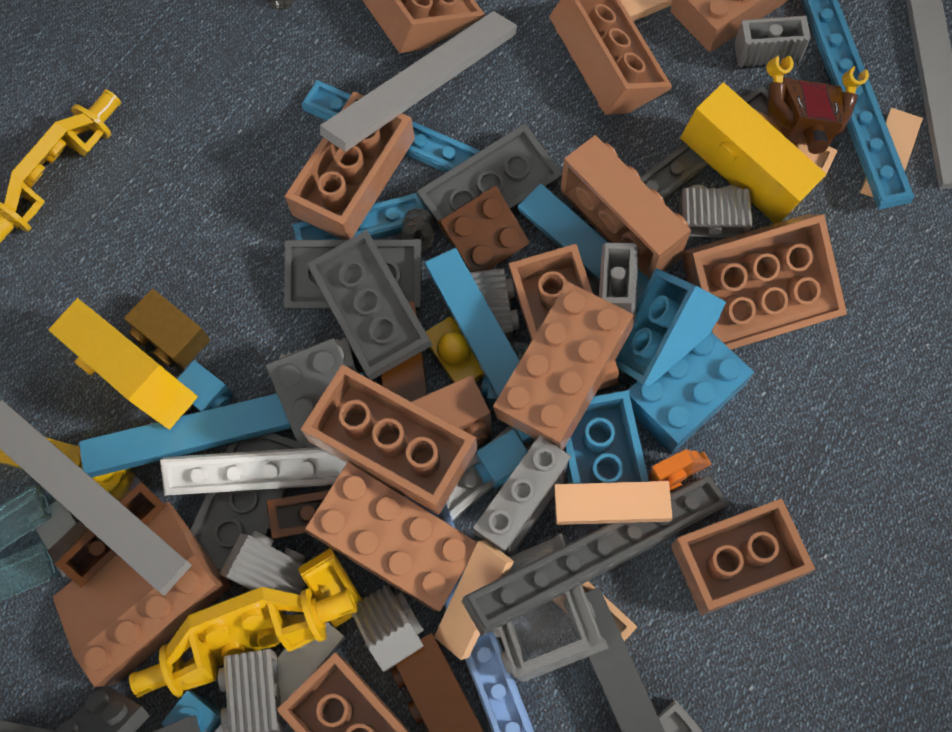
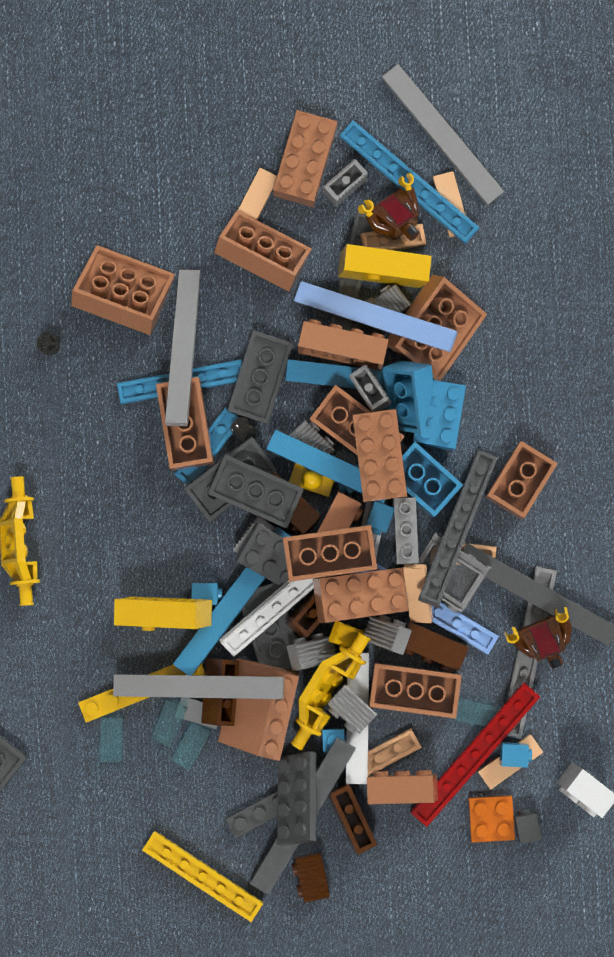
camera: 40 degrees left, 15 degrees up
(167, 329) = (160, 577): pearl gold brick -> none
(484, 230) = (278, 406): reddish brown plate -> none
(612, 502) = (447, 502): light nougat tile -> none
(679, 467) = (463, 465): orange wing -> none
(700, 209) = (376, 316): none -> light blue tile

